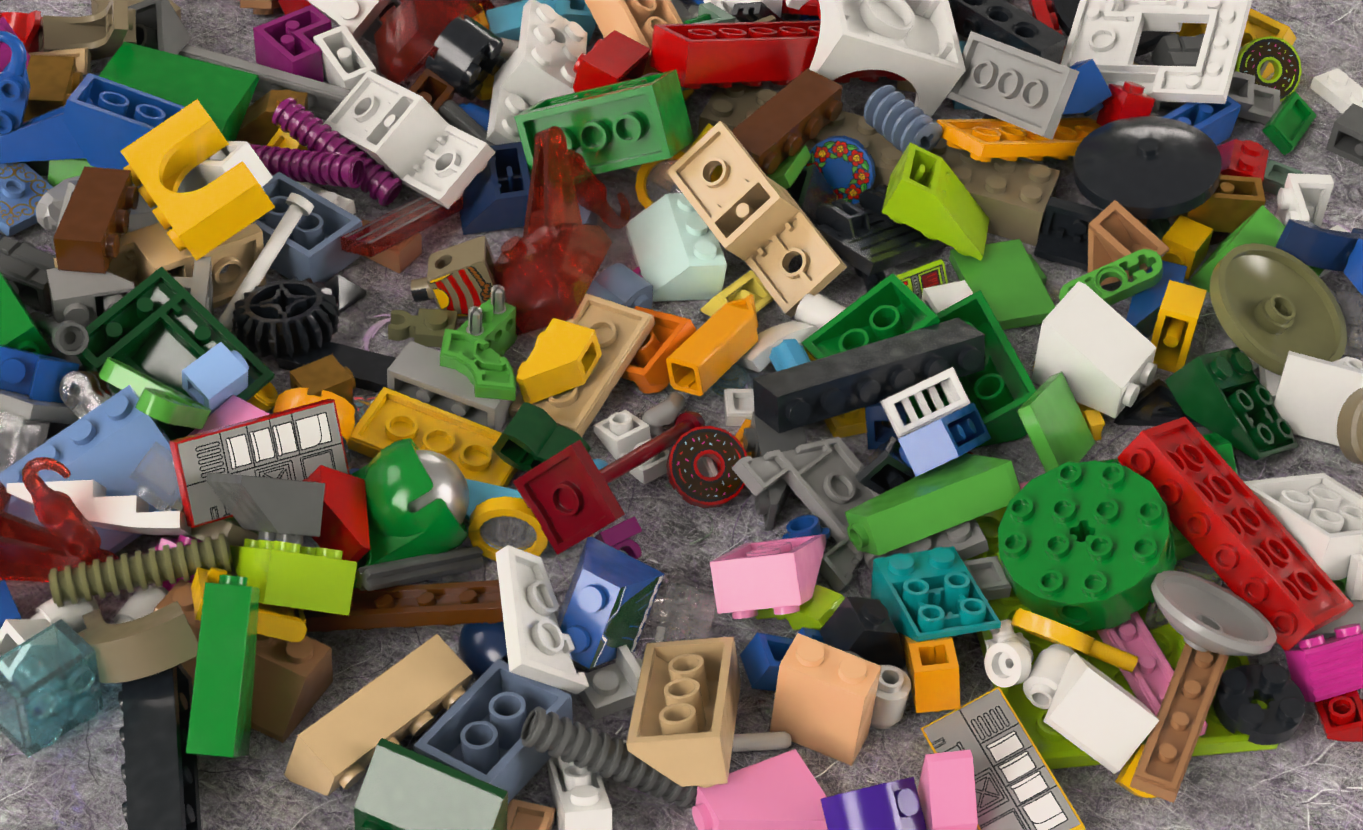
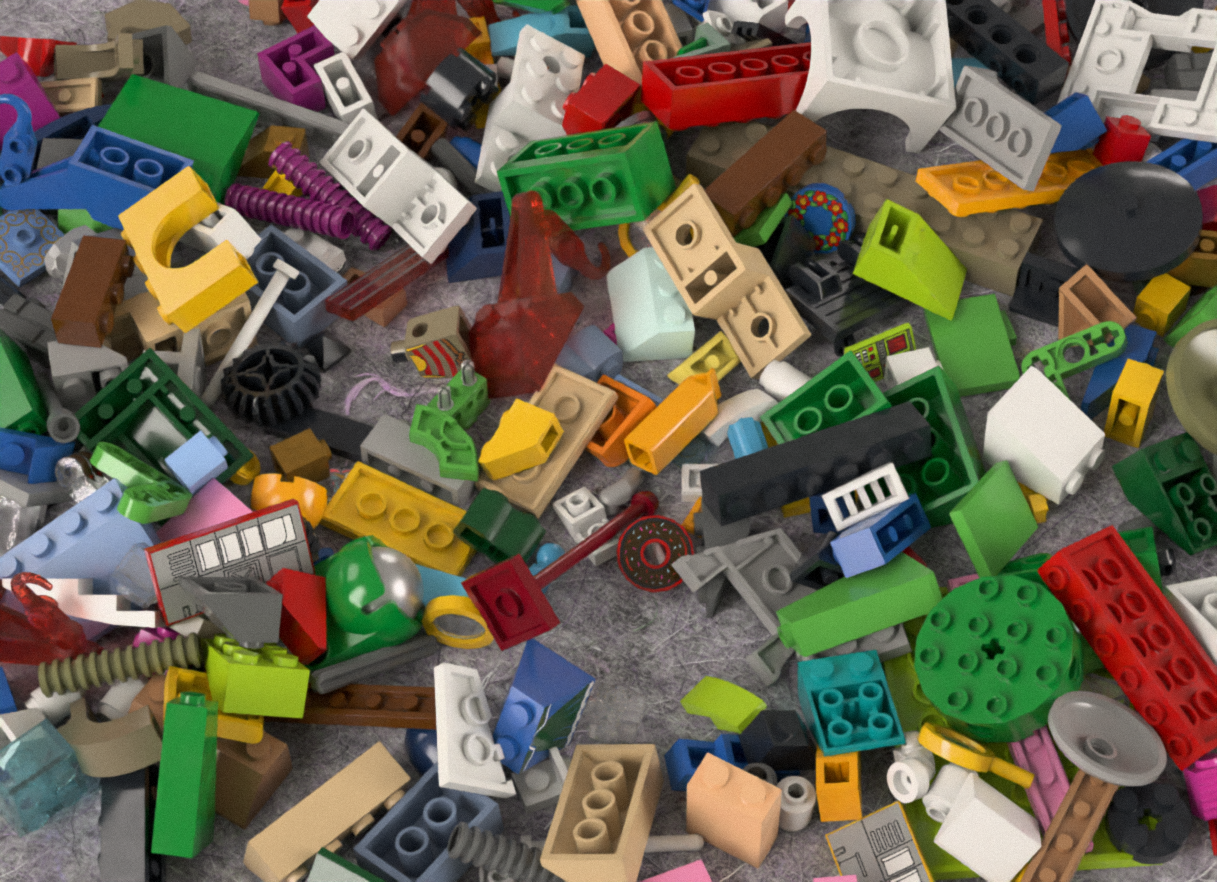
camera: 10 degrees right, 10 degrees up
(51, 83) = (59, 128): pearl gold brick -> none
(425, 328) = (405, 391): olive plate -> none
(621, 535) = (564, 630): magenta tile -> none
(767, 576) = (696, 675): bright pink slope -> none
(805, 526) = (741, 625): blue plate -> none
(900, 120) = (883, 169): sand blue piece -> none
(989, 577) = (903, 682): light grey tile -> none
(1153, 407) = (1100, 489): black tile -> none

